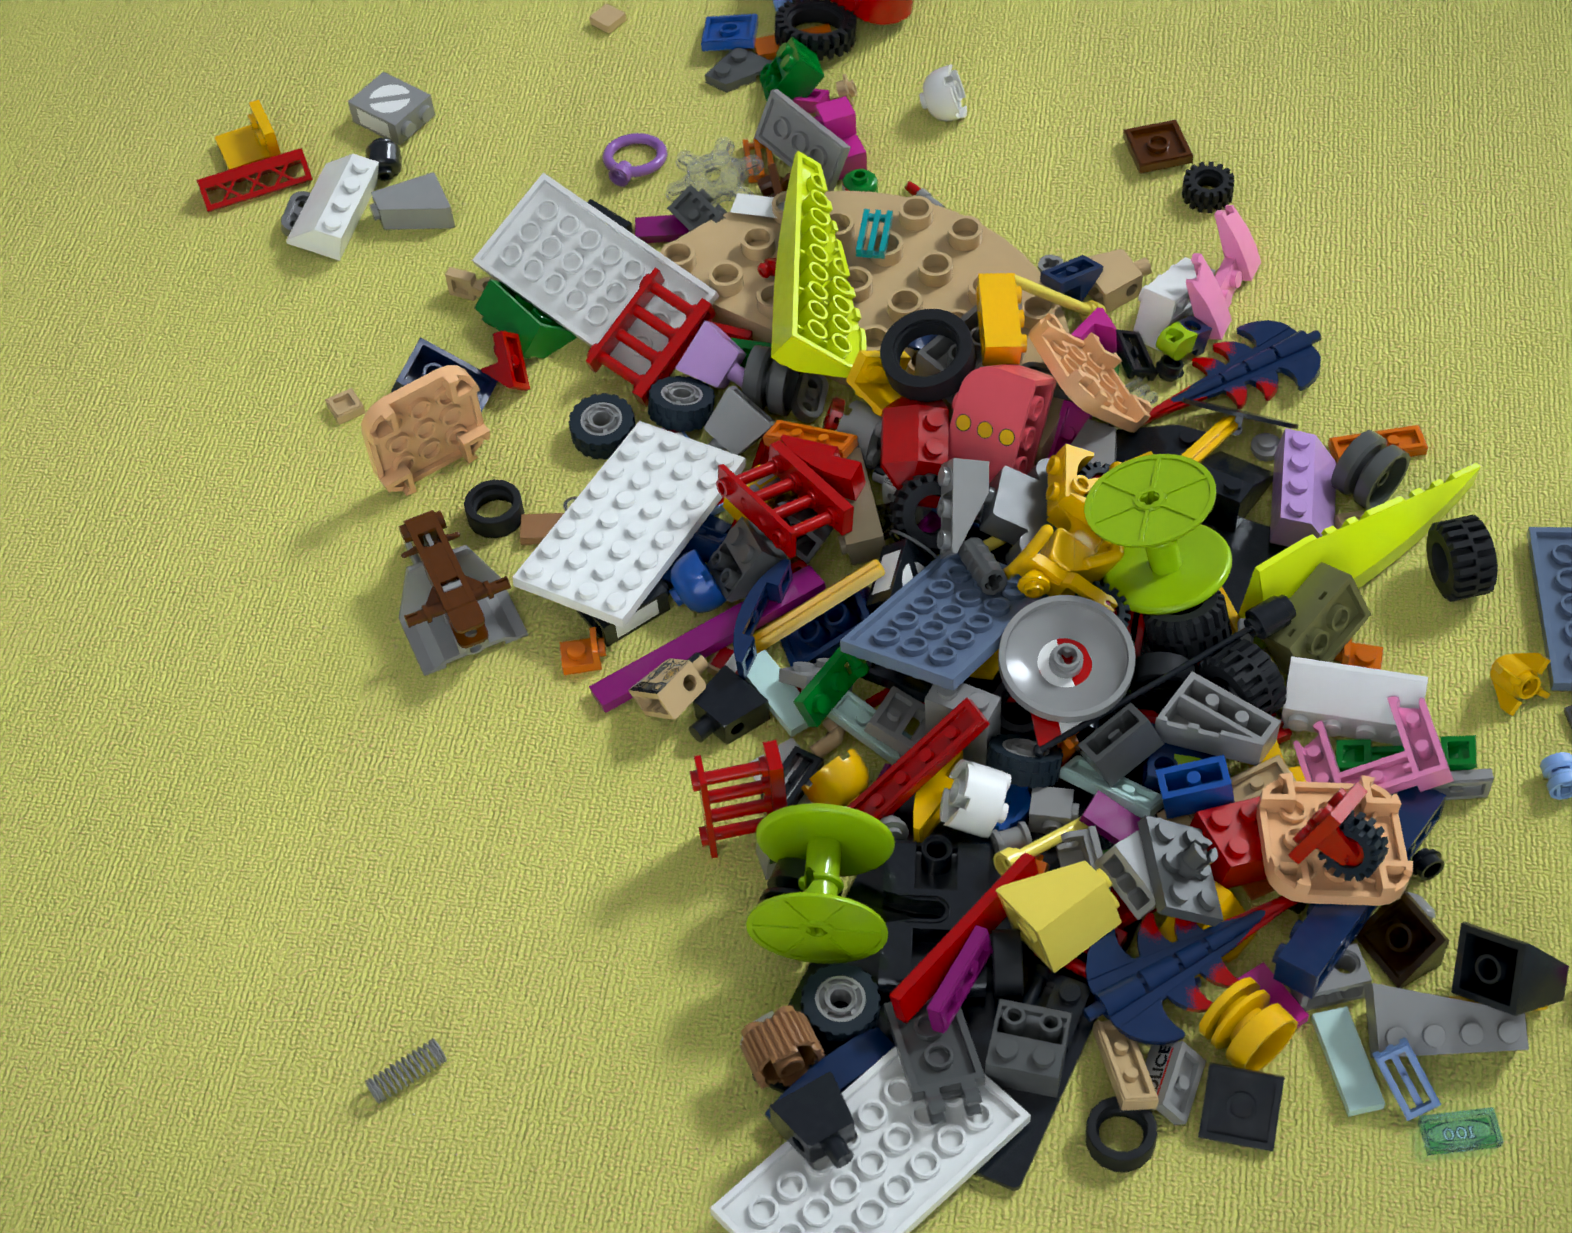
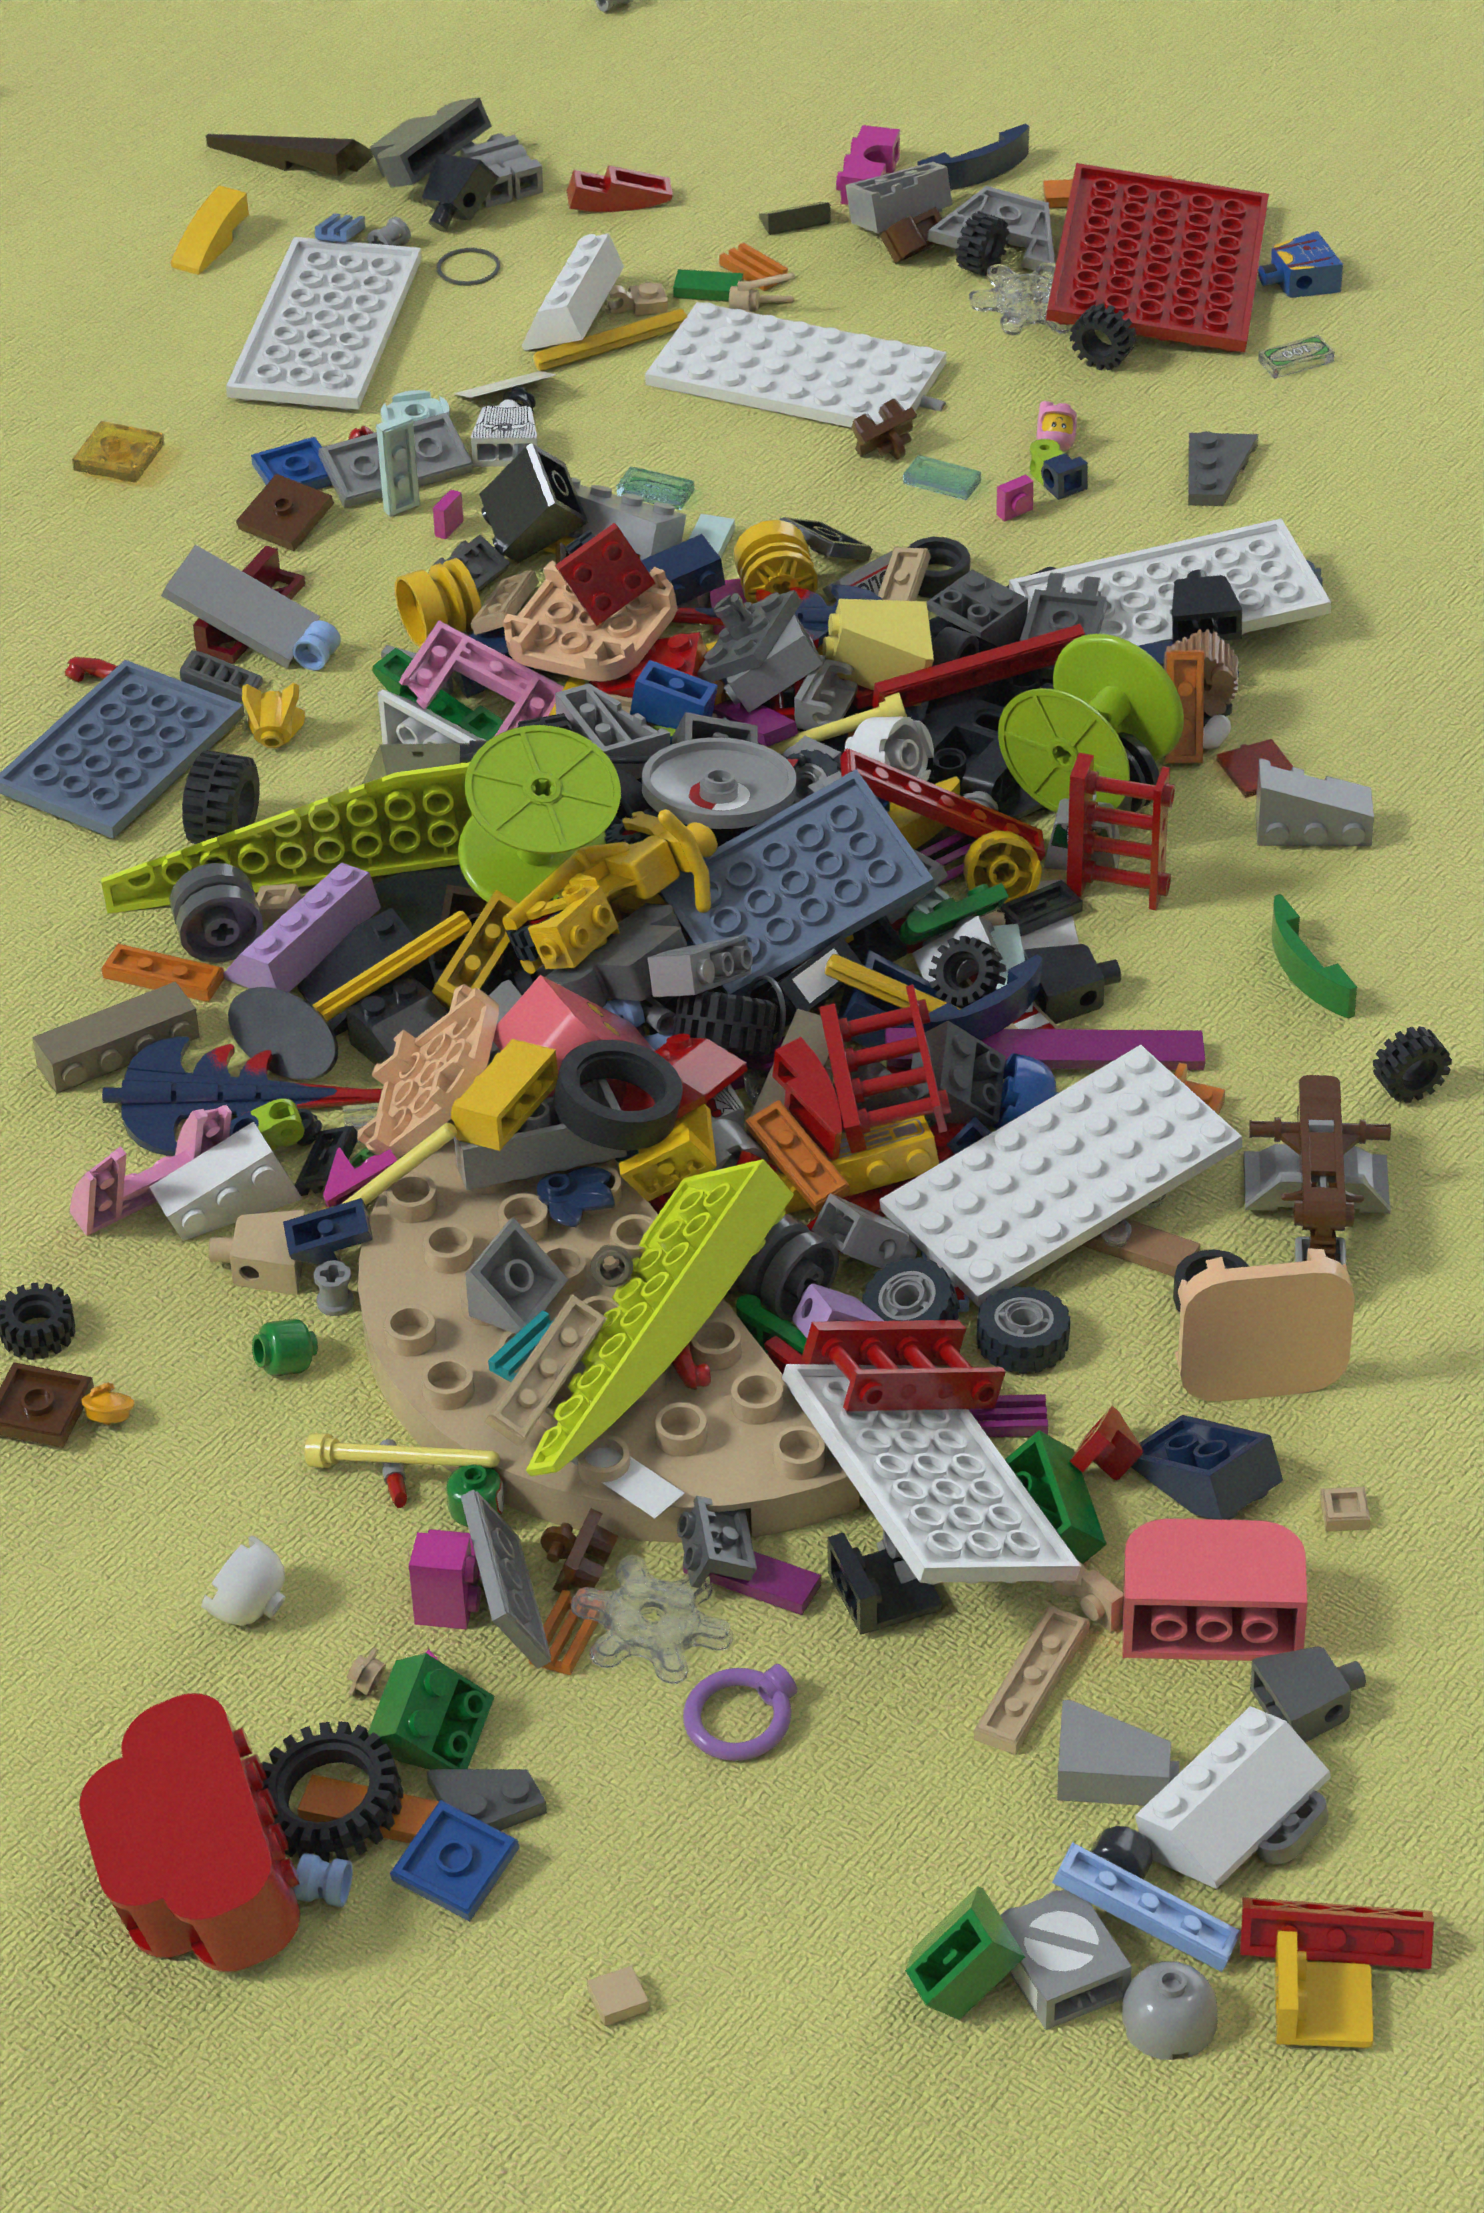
camera: 155 degrees left, 10 degrees down
(320, 281) = (1306, 1689): none -> dark grey torso
(324, 111) = (1170, 2010): none -> light grey cylinder
(355, 136) = (1146, 1907): none -> light blue tile
(392, 296) = (1213, 1590): none -> coral brick
(425, 727) = (1412, 1064): none -> black tyre
(438, 72) = (963, 1956): none -> green slope
(483, 224) = (1031, 1680): none -> tan tile
(526, 790) = (1326, 985): none -> green slope
(582, 373) = (1008, 1416): none -> magenta tile
(618, 960) = (1310, 810): none -> light grey wedge
(670, 687) = (1121, 997): tan torso -> none
(698, 1023) = (1243, 763): none -> clear red piece
(774, 999) = (1187, 674): none -> orange tile
(791, 644) = (950, 962): none -> black tyre
(852, 217) = (545, 1370): none -> tan tile
(867, 299) = (614, 1274): none -> dark tan cone
(912, 256) = (512, 1280): none -> light grey slope
(959, 979) = (1033, 625): magenta tile -> none
(971, 185) = (324, 1450): none -> light yellow piece
(982, 566) = (725, 906): dark grey axle -> none
(1046, 227) = (284, 1347): none -> green head
(1117, 158) = (106, 1405): none -> light orange hat
(1349, 374) = (113, 1036): none -> dark tan brick
(1392, 1053) = (677, 499): medium blue tile -> none
(1440, 868) = (504, 600): none -> tan tile
(1496, 844) = (442, 595): none -> yellow wheel
(1524, 916) = (481, 560): none -> dark grey bracket

